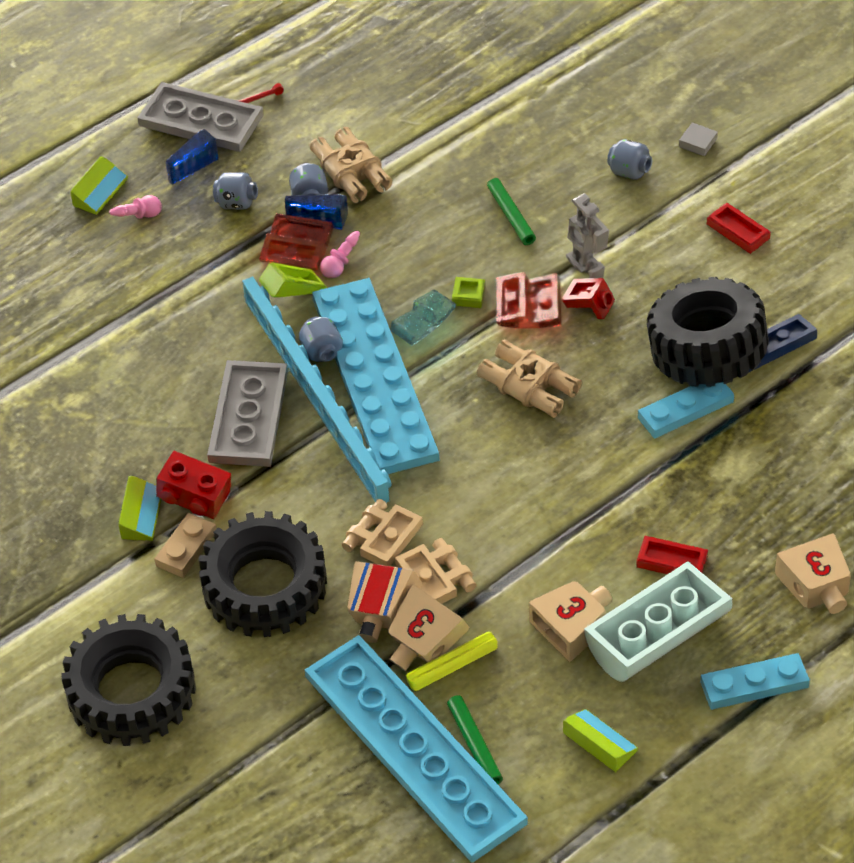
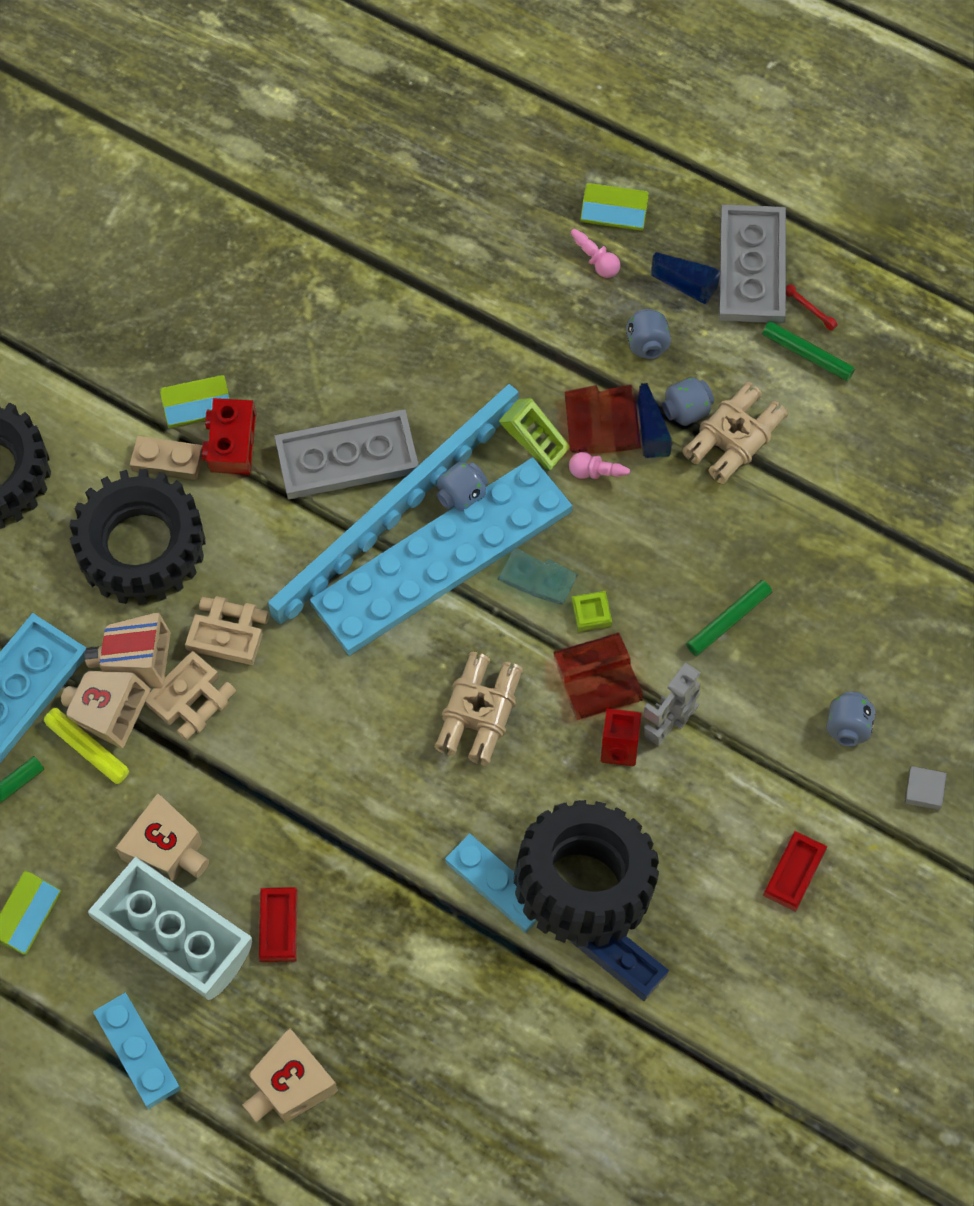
camera: 70 degrees right, 15 degrees up
(296, 107) = (808, 351): none -> green piece

